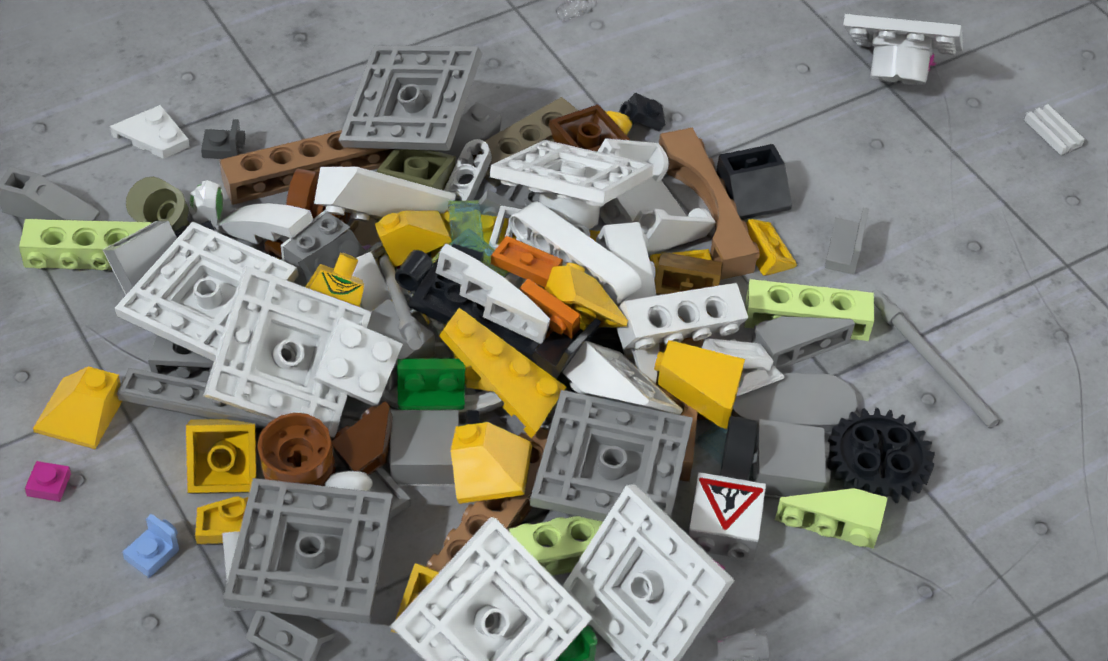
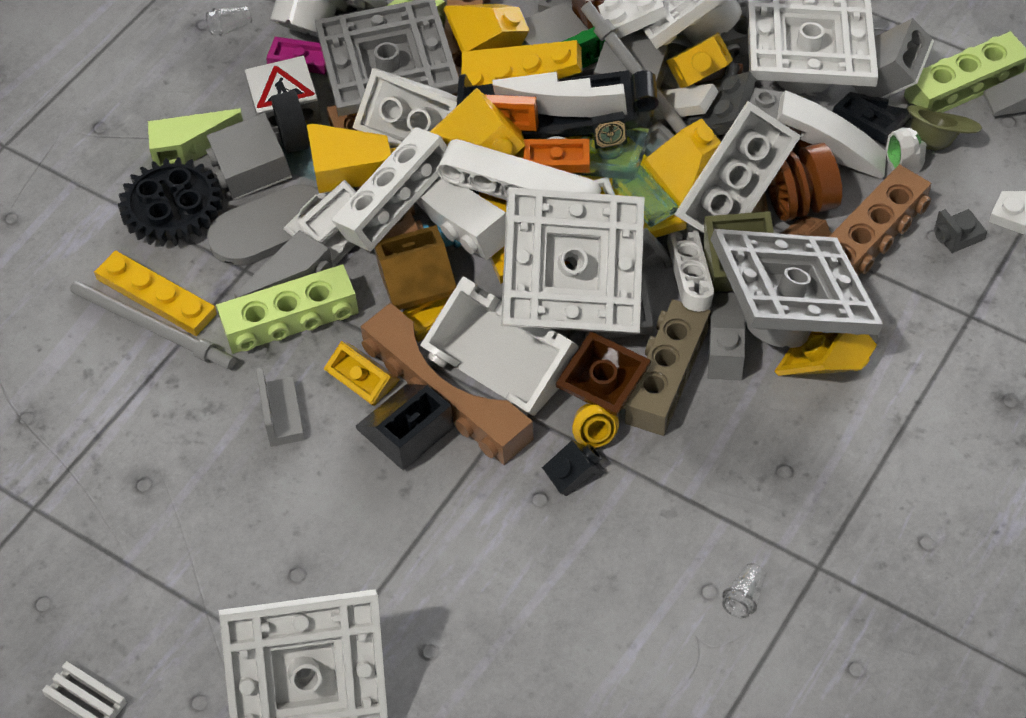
camera: 160 degrees right, 5 degrees up
(921, 386) = (155, 293): none -> yellow plate

